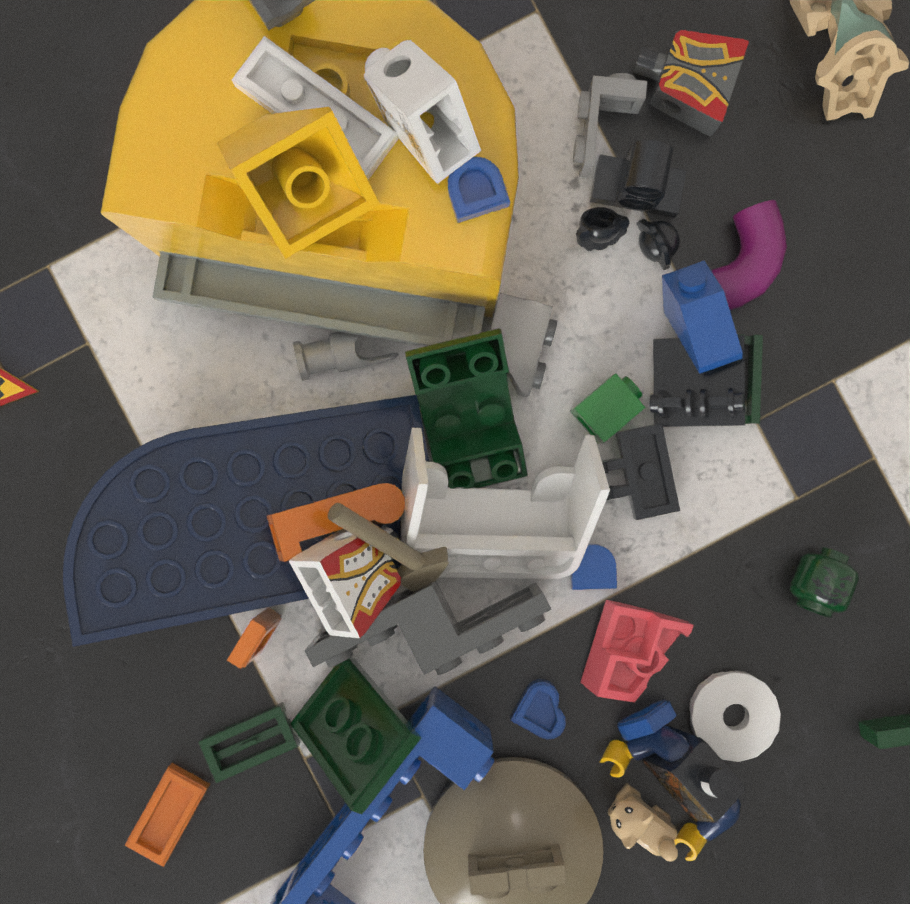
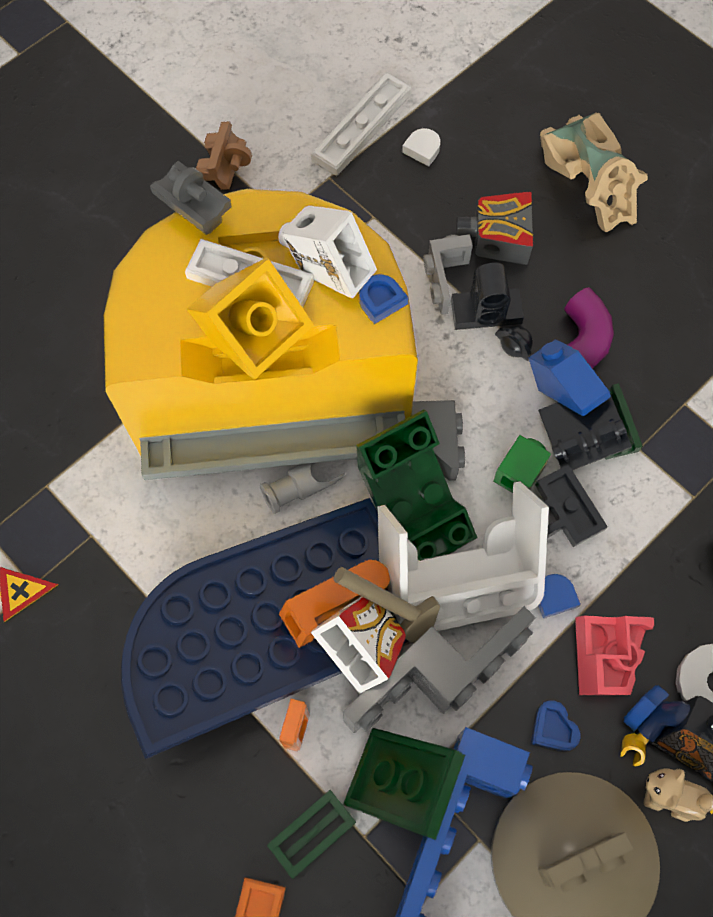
camera: 15 degrees left, 20 degrees down
(600, 228) = (471, 343): black piece -> none

